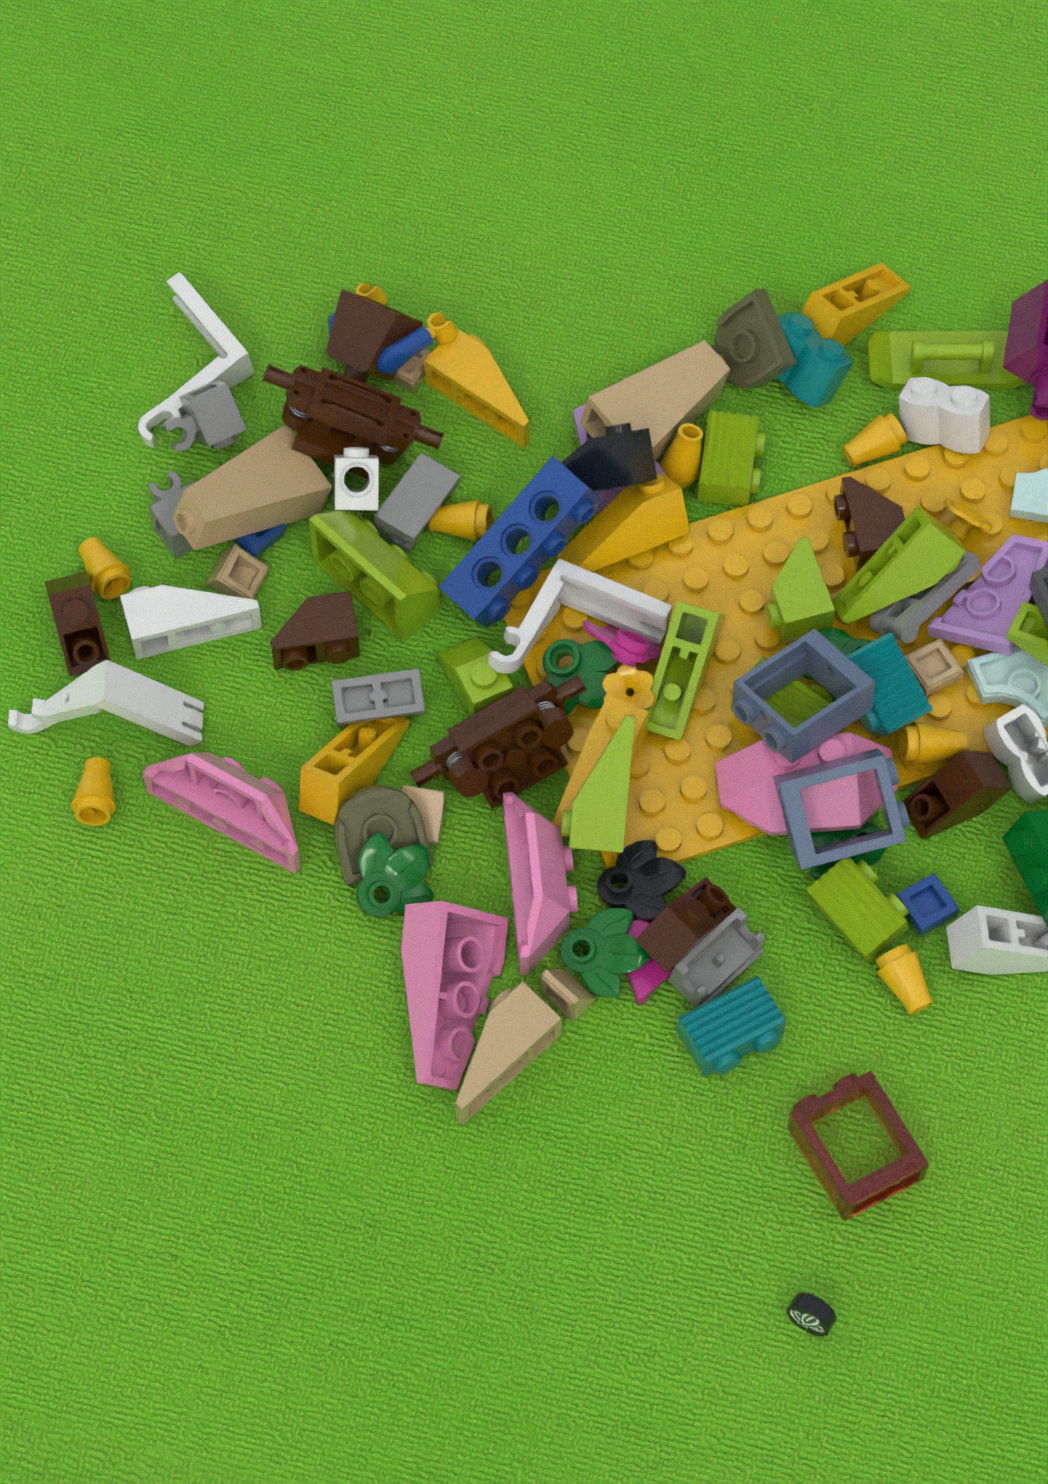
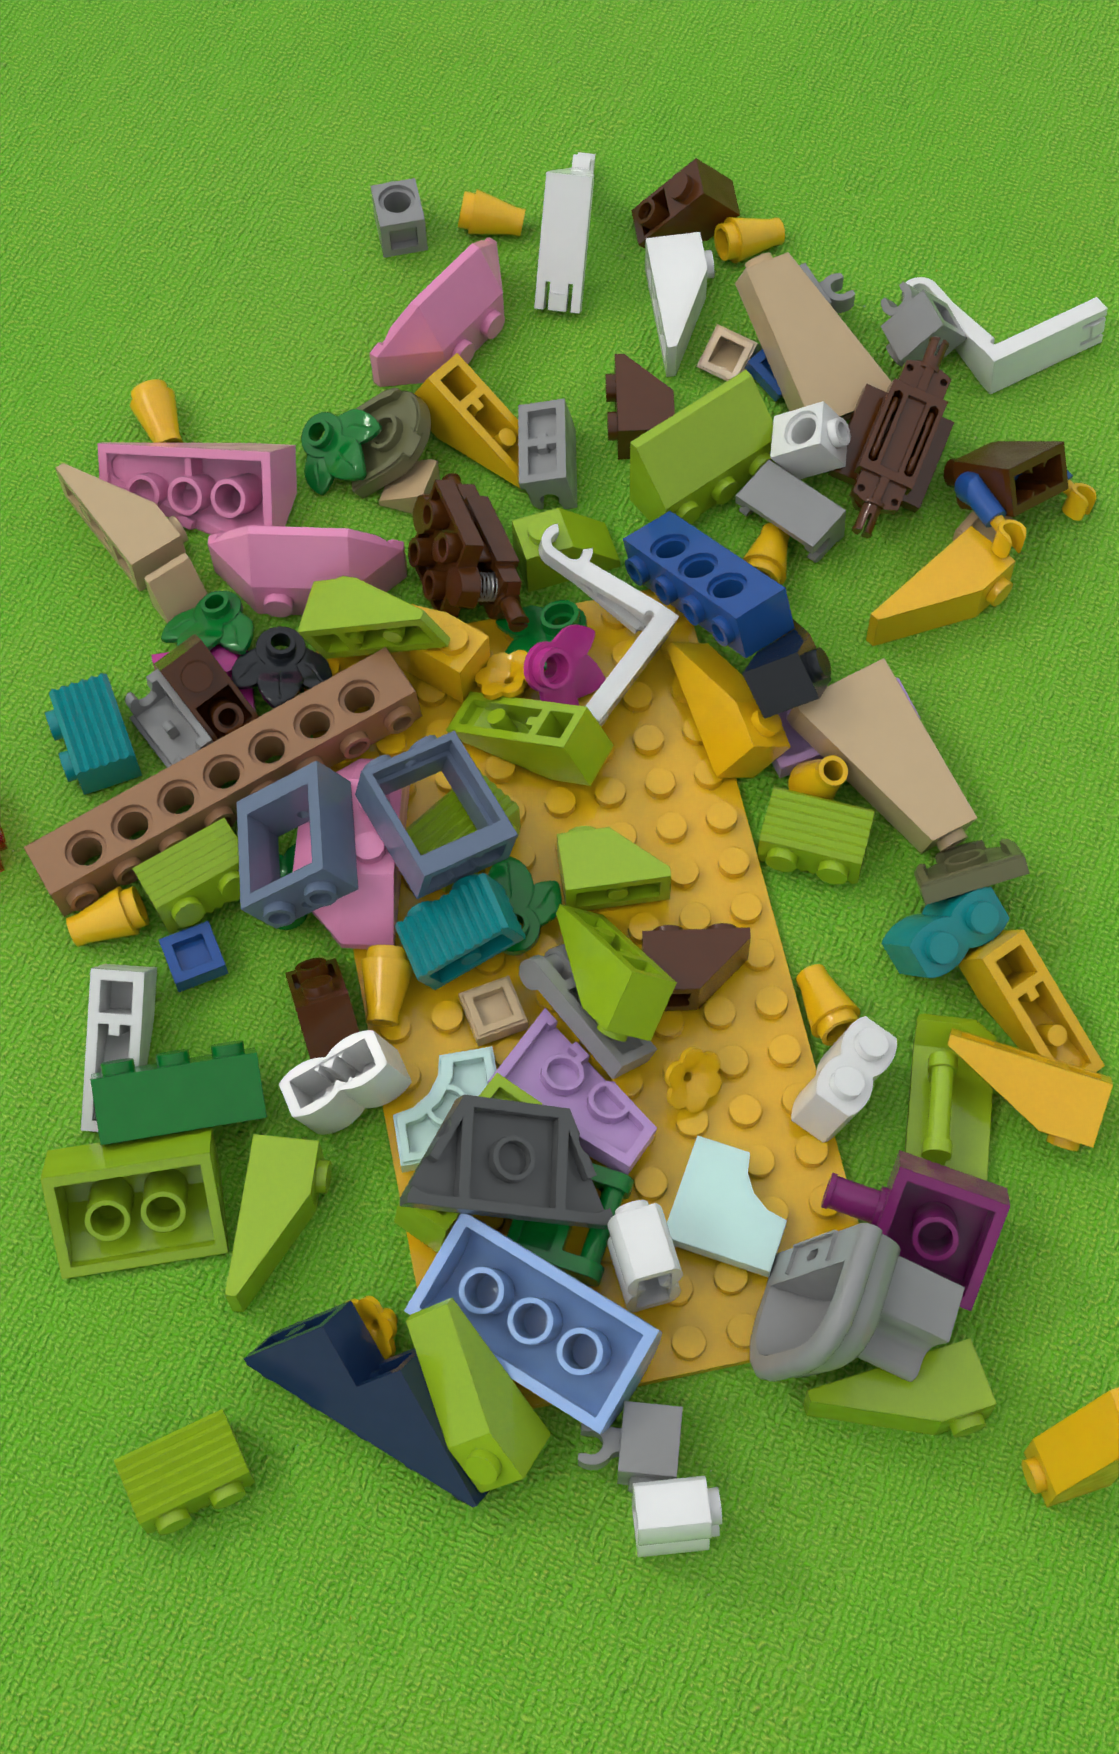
camera: 100 degrees right, 0 degrees up
(106, 853) = (399, 217): none -> light grey brick
(368, 1048) = (156, 411): none -> yellow cone
(859, 1026) = (198, 778): none -> medium nougat brick
(922, 285) = (1047, 1092): none -> yellow slope

